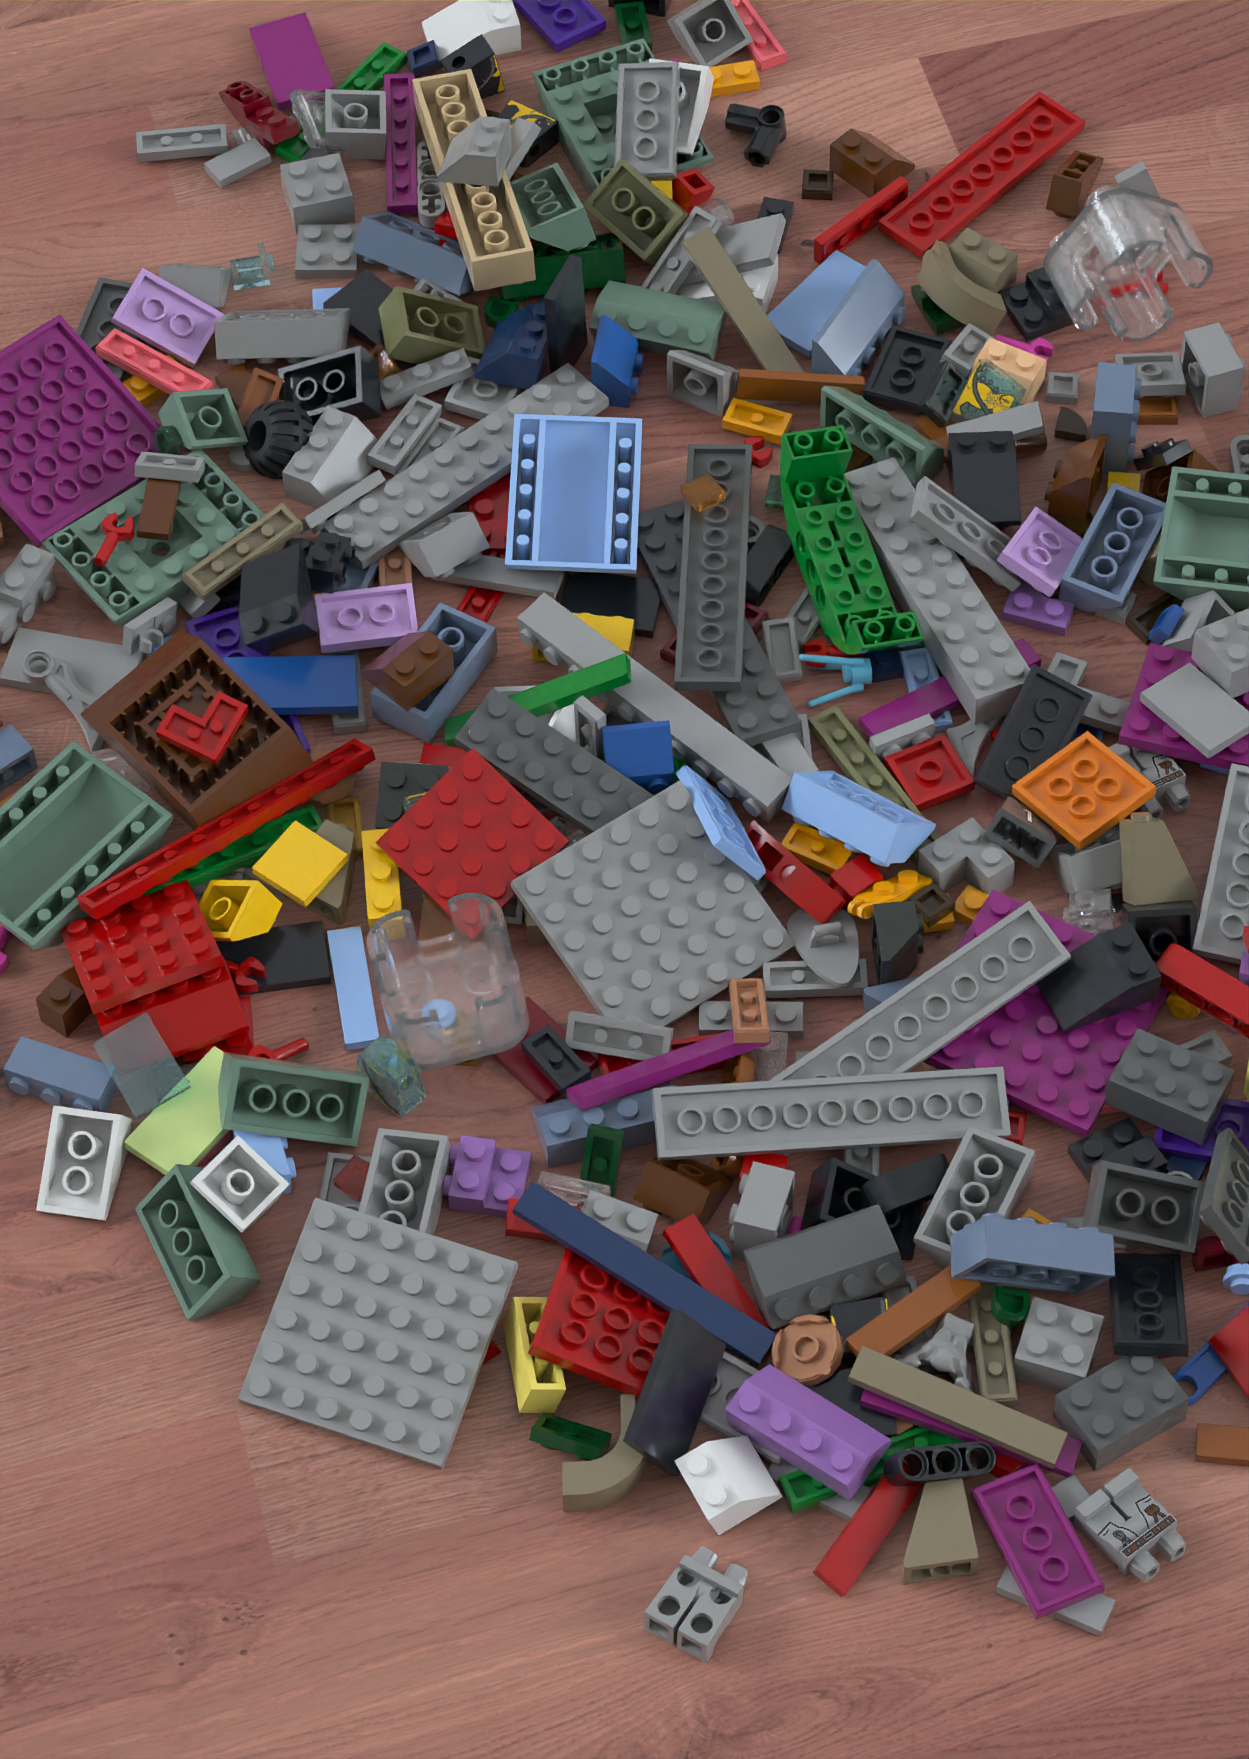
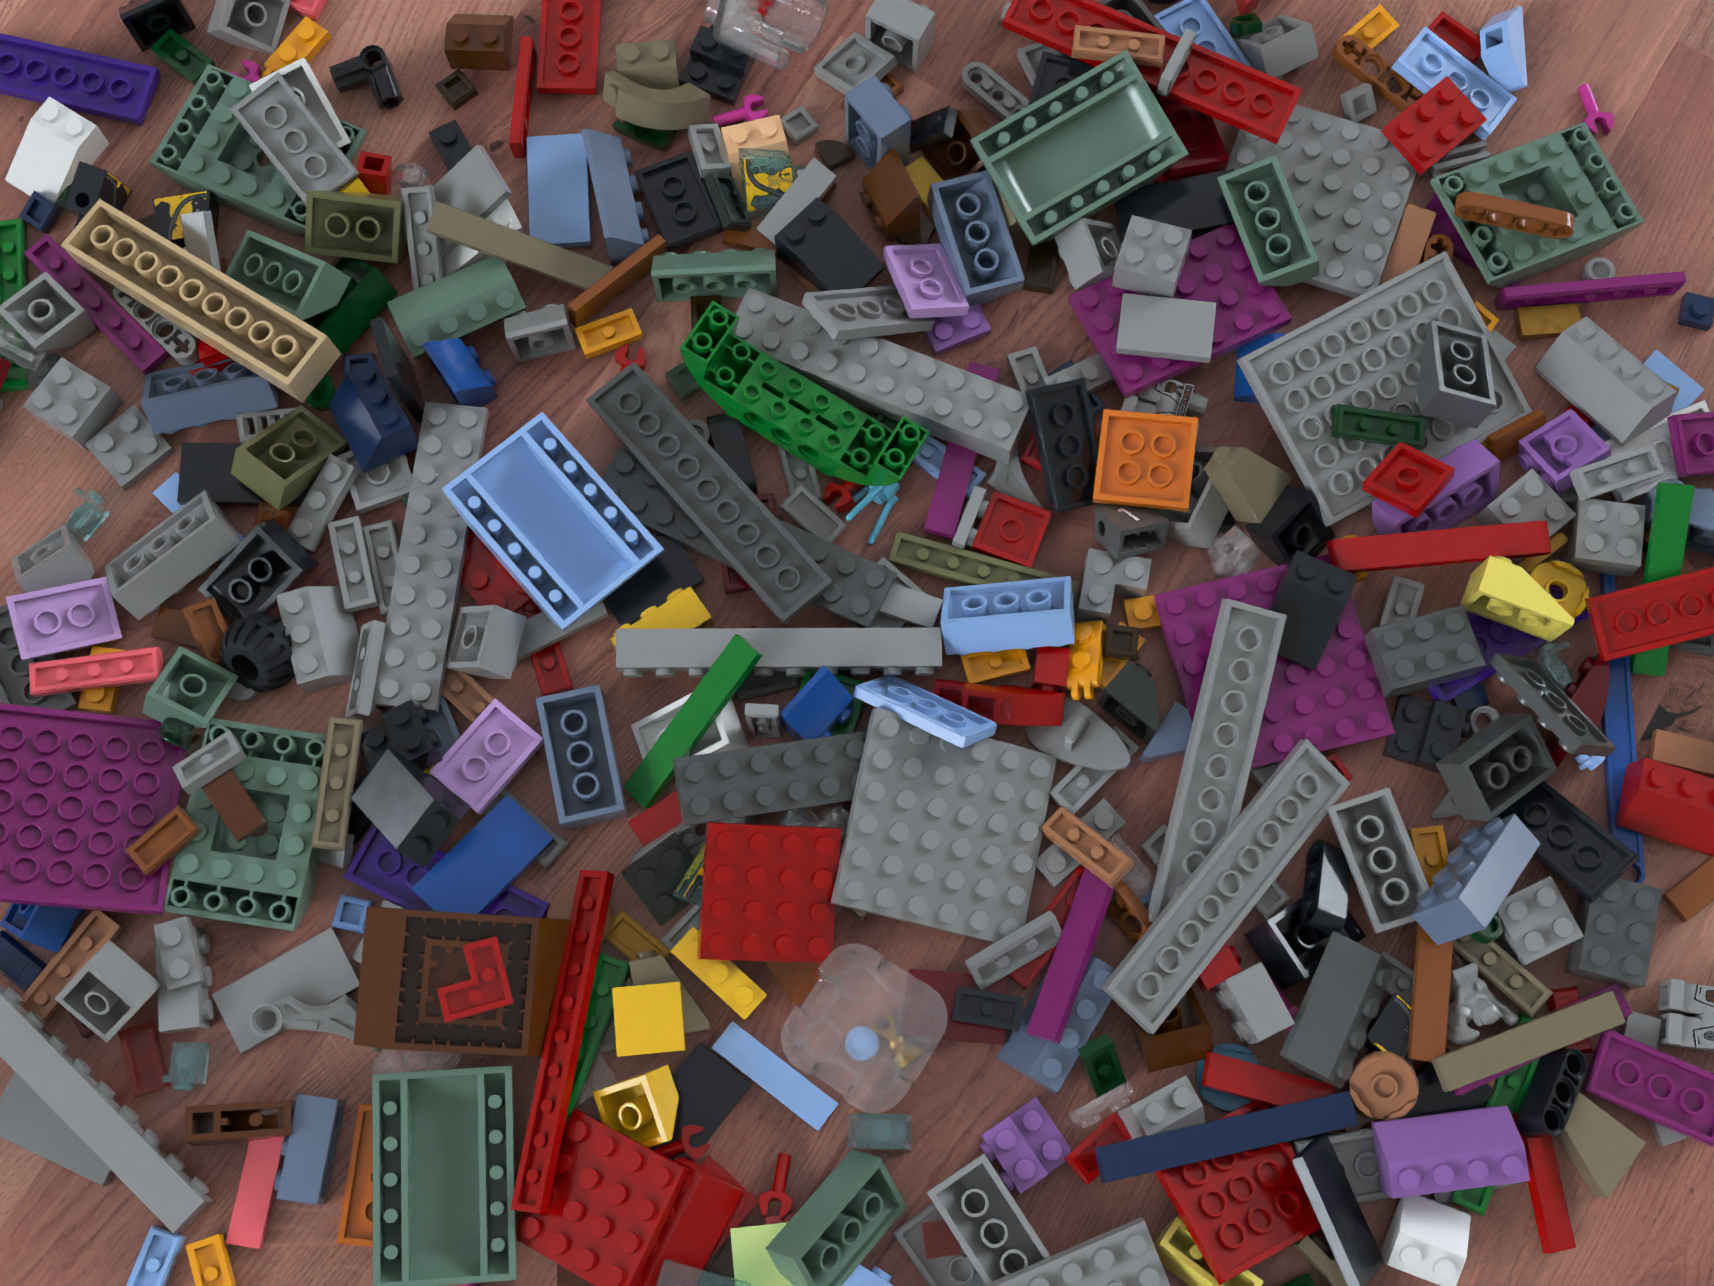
camera: 45 degrees left, 20 degrees up
(88, 495) = (163, 840): none -> dark orange tile
(114, 535) = (223, 863): red bar -> none
(150, 627) = (322, 912): light grey plate -> none
(411, 668) = (571, 780): reddish brown slope -> none
(478, 153) = (192, 280): light grey slope -> none
(703, 492) = (643, 436): clear orange tile -> none
(1165, 624) = (1062, 269): blue tile -> none

